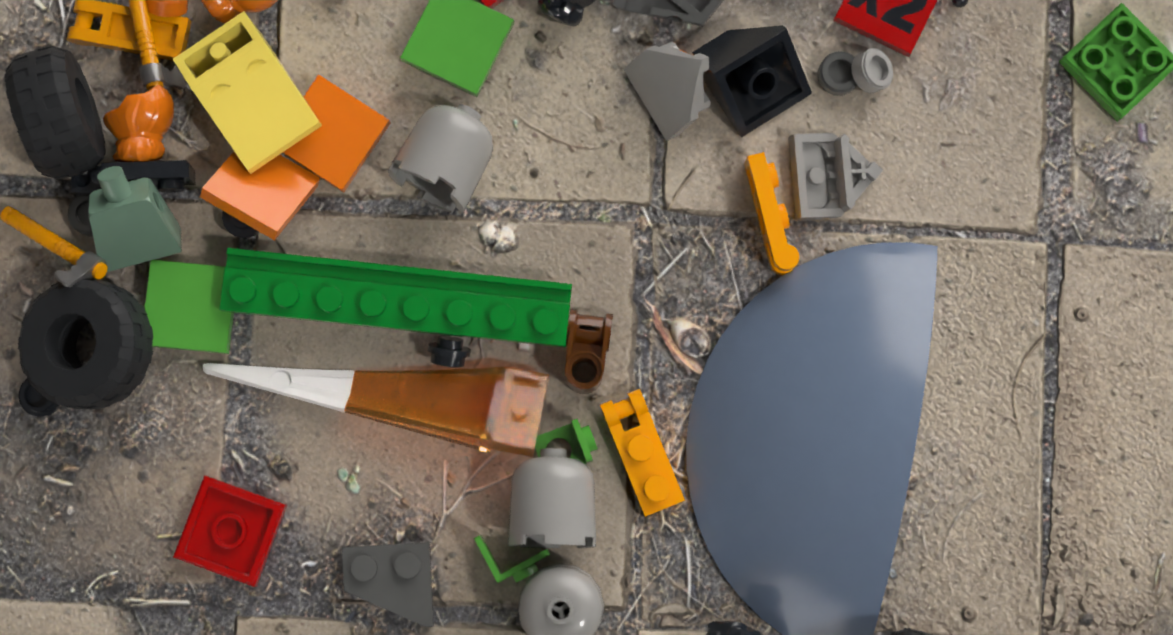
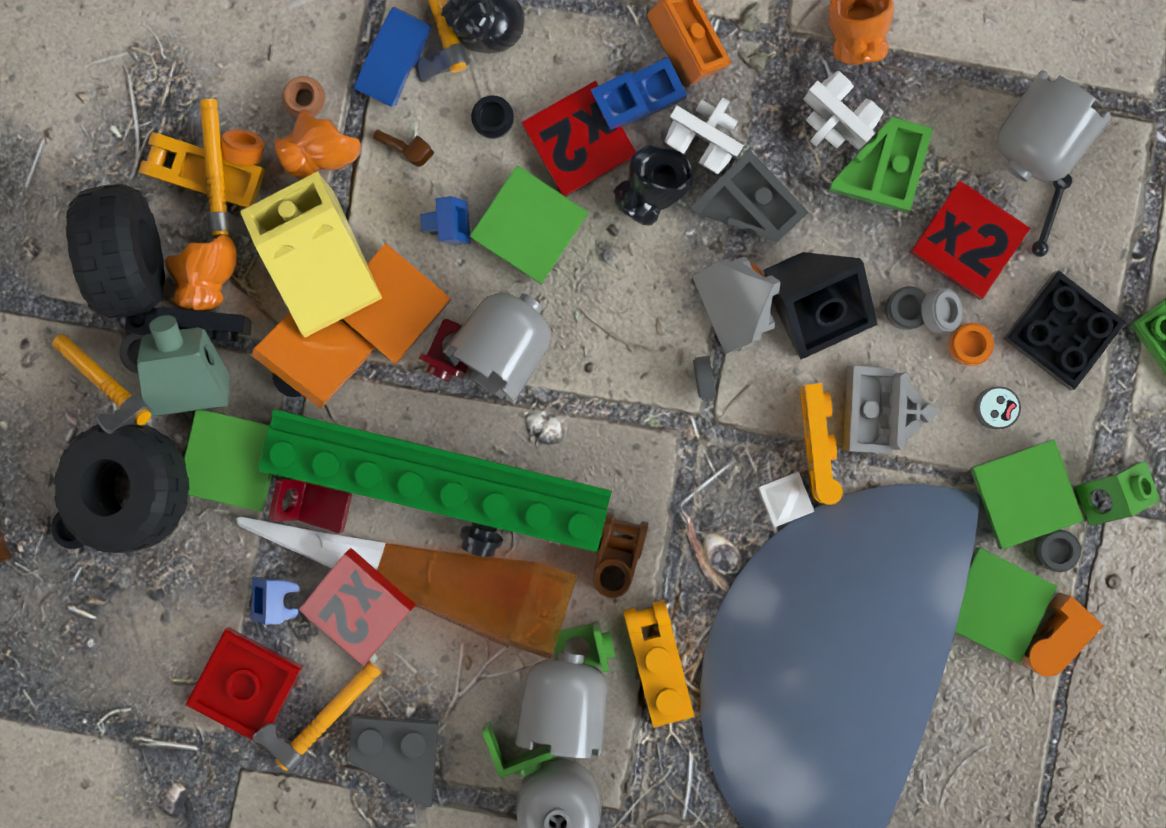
camera: 10 degrees right, 5 degrees up
(244, 439) = (268, 600): none -> tile
(276, 339) = (311, 504): none -> dark red bracket
(286, 592) = (291, 753): none -> light orange piece
(334, 434) = (357, 606): none -> tile
(377, 46) = (448, 221): none -> blue tile
(383, 184) = (438, 364): none -> dark red bracket
(649, 165) = (704, 377): none -> dark grey tile
(745, 274) = (785, 499): none -> white tile
(906, 100) = (971, 344): none -> orange tile
(941, 158) = (997, 407): none -> tile
(972, 349) = (1002, 605): none -> bright green tile
(981, 237) = (1026, 494): none -> bright green tile
(995, 75) = (1064, 330): none -> black tile
(1021, 289) = (1057, 551): none -> dark grey tile
(1037, 374) = (1061, 637): none -> orange leg
(1080, 218) = (1129, 490): none -> bright green bracket

